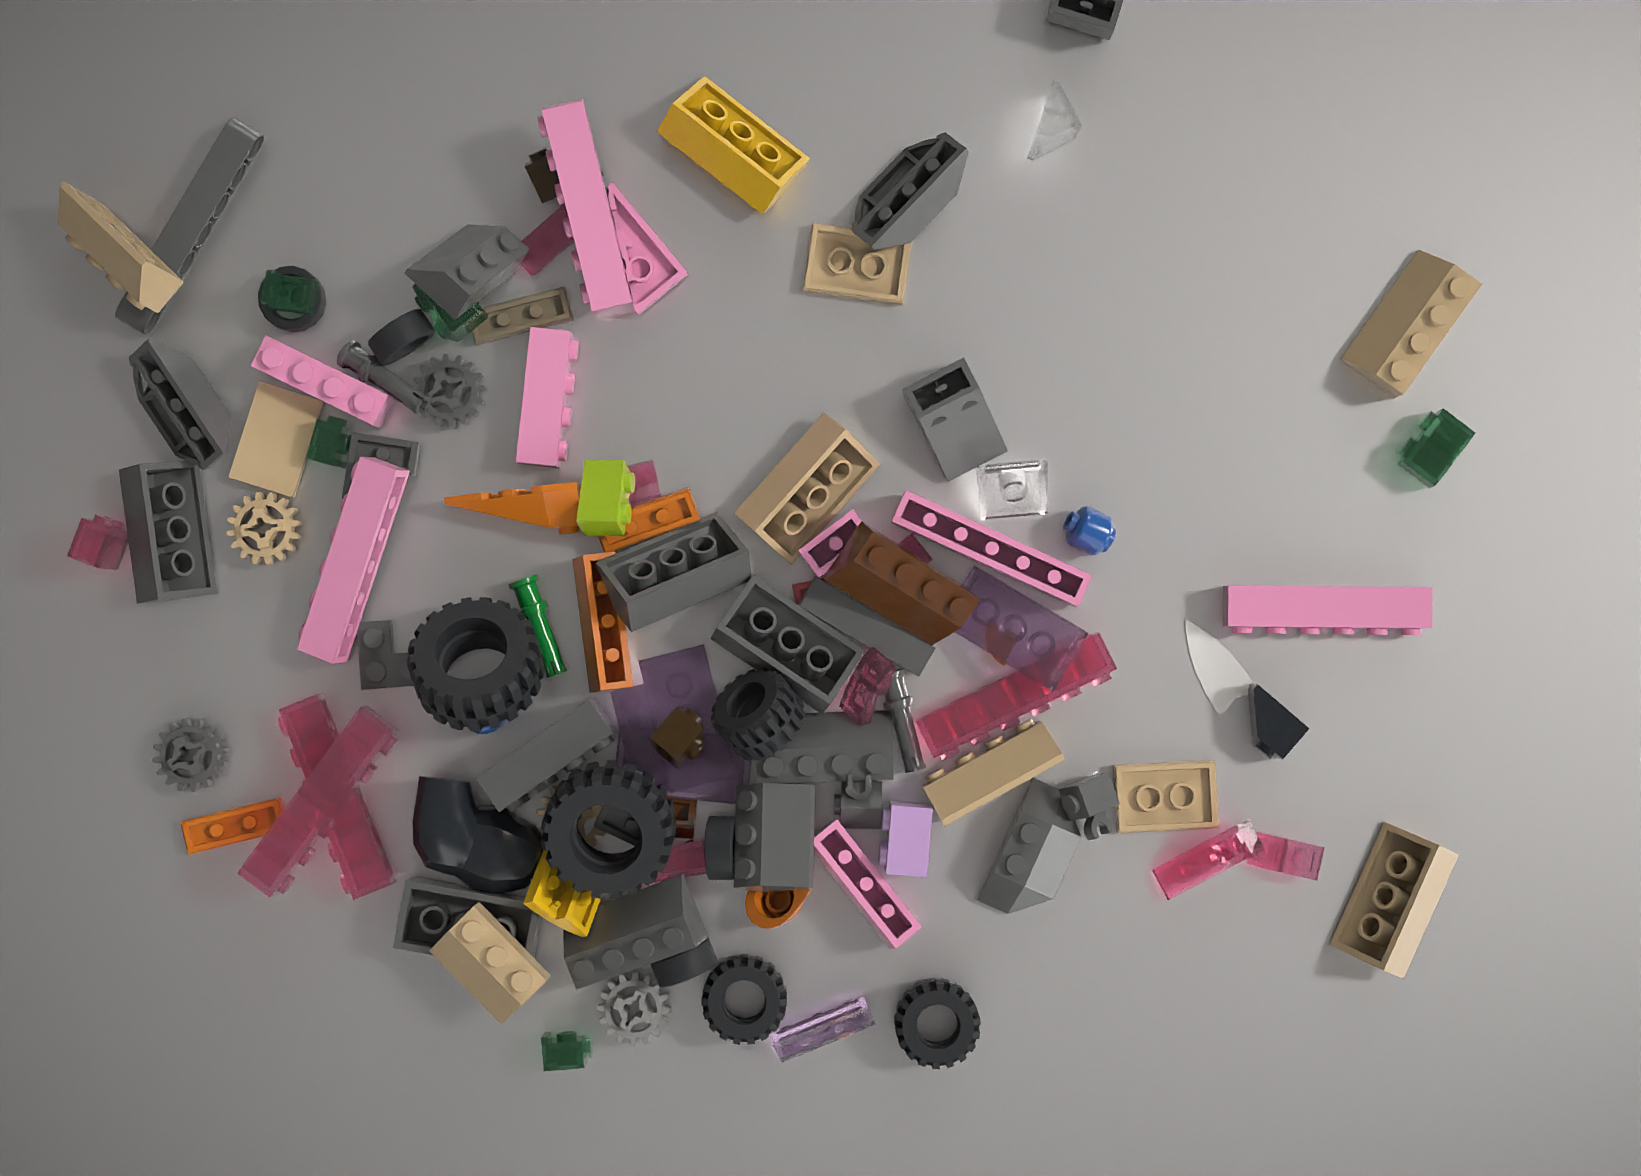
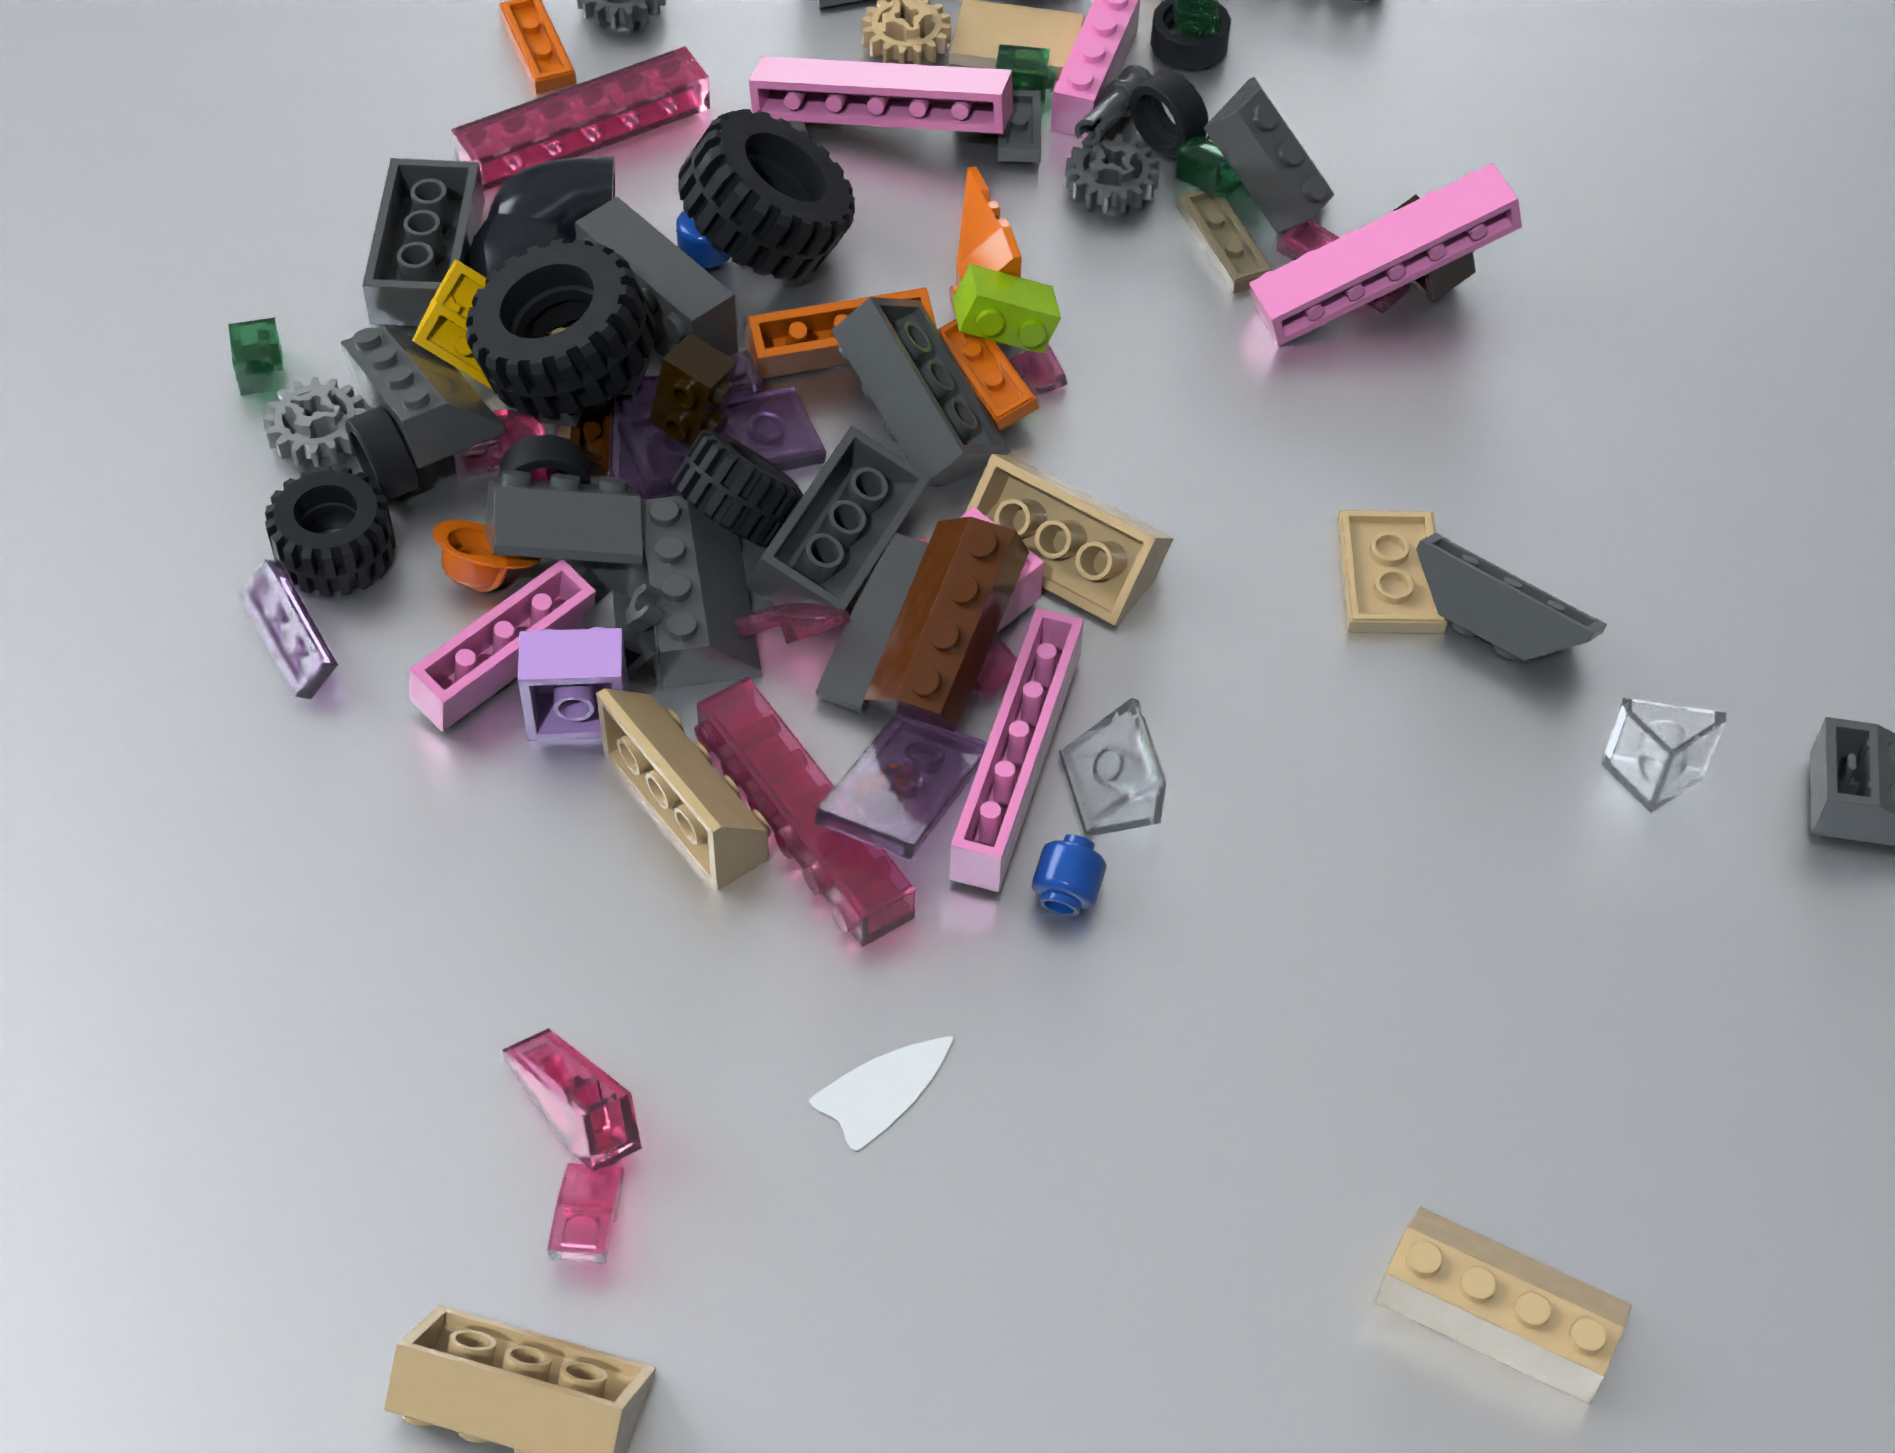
camera: 85 degrees right, 35 degrees down
(318, 801) = (576, 75): clear pink brick -> none
(490, 963) = (380, 239): tan slope -> none
(534, 610) = (843, 278): green pin -> none
(545, 397) = (1126, 260): bright pink brick -> none
(647, 261) = (1332, 347): bright pink wing -> none
(732, 144) = (1512, 415): yellow slope -> none
(898, 704) = (770, 672): dark grey pin -> none
(940, 1052) = (291, 725): black tyre -> none
(955, 419) = (1206, 685): dark grey slope -> none
(1032, 853) = (572, 854): dark grey wedge -> none
(1089, 800) = (653, 912): dark grey brick -> none
(1166, 796) = (669, 1034): tan tile -> none
(1273, 724) = (803, 1162): black slope -> none
(1327, 607) = (1008, 1228): bright pink brick -> none
(1435, 447) = (1307, 1360): clear green brick -> none

